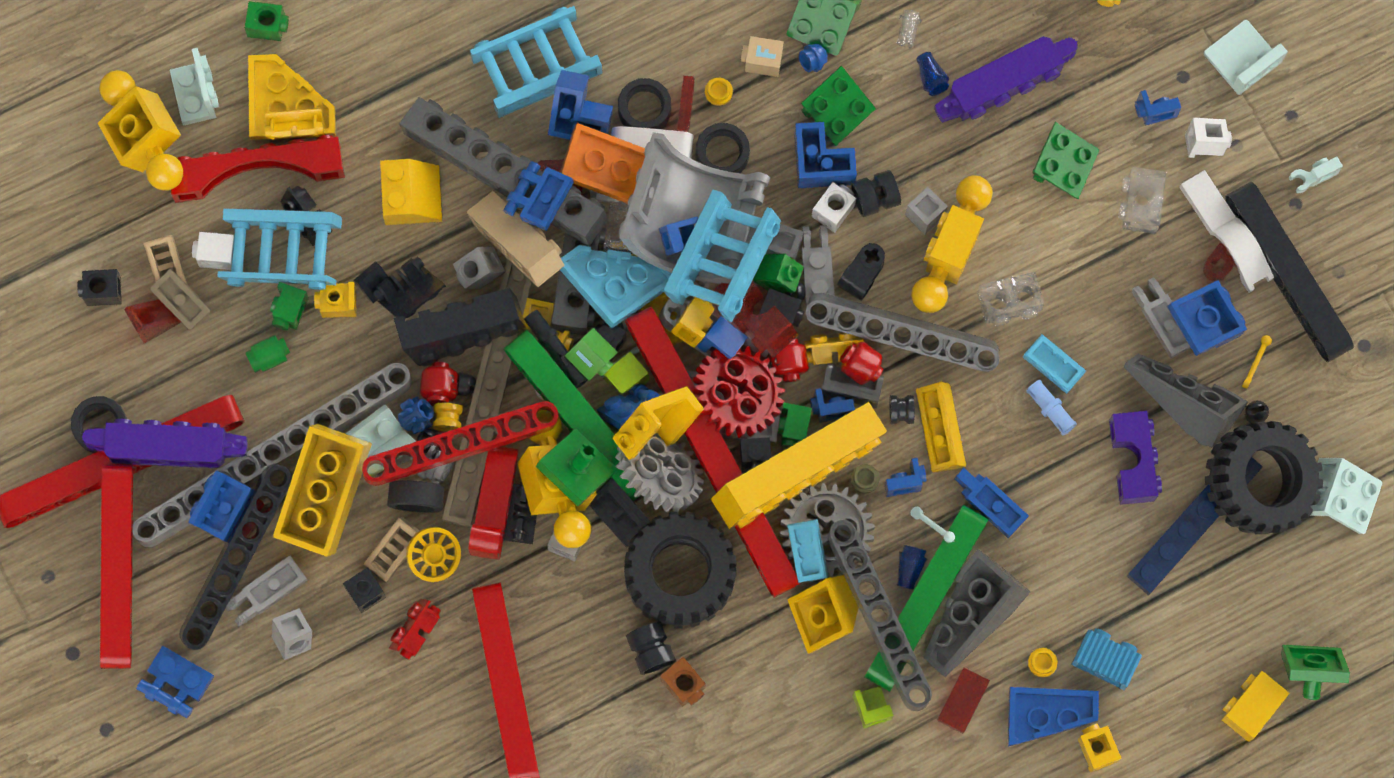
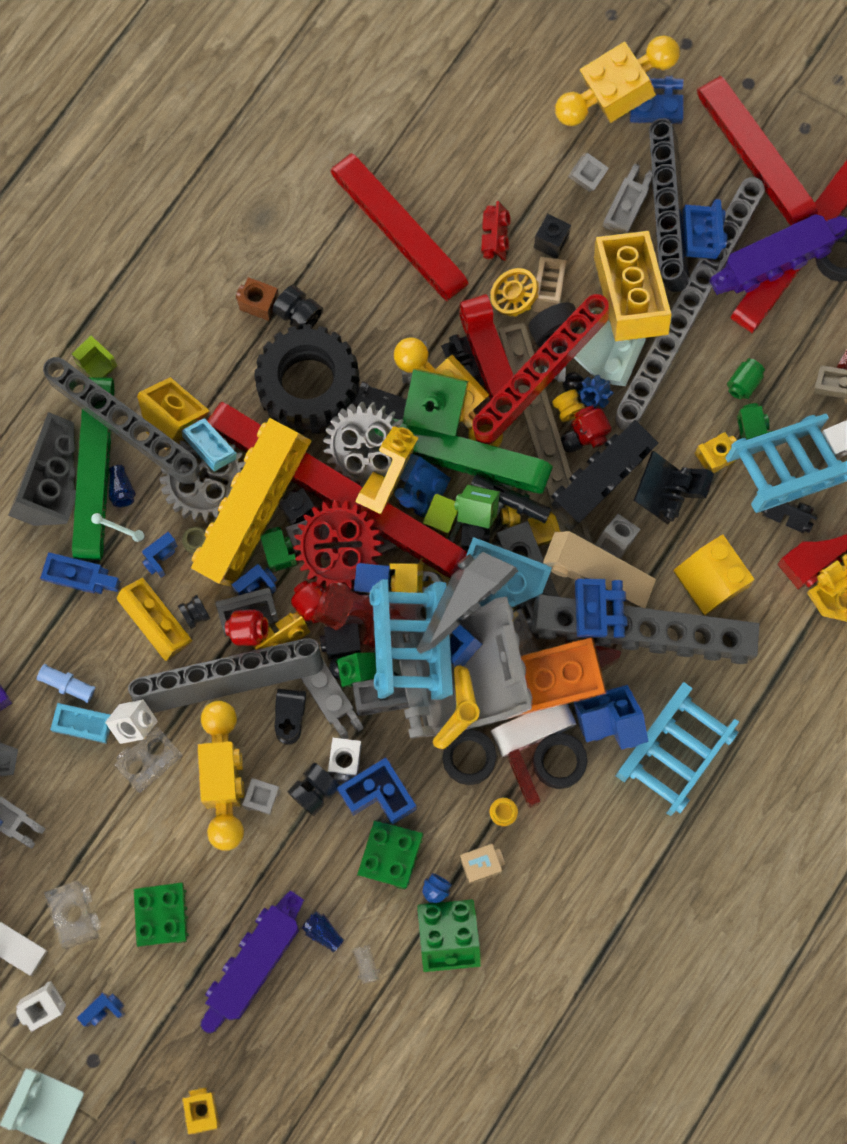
camera: 155 degrees right, 0 degrees up
(206, 710) = (617, 81): none -> yellow brick
(648, 266) = (467, 586): none -> wedge
(708, 176) = (465, 712): none -> yellow piece
(963, 700) = (23, 405): clear red tile -> none
(1009, 334) = (131, 721): none -> white brick

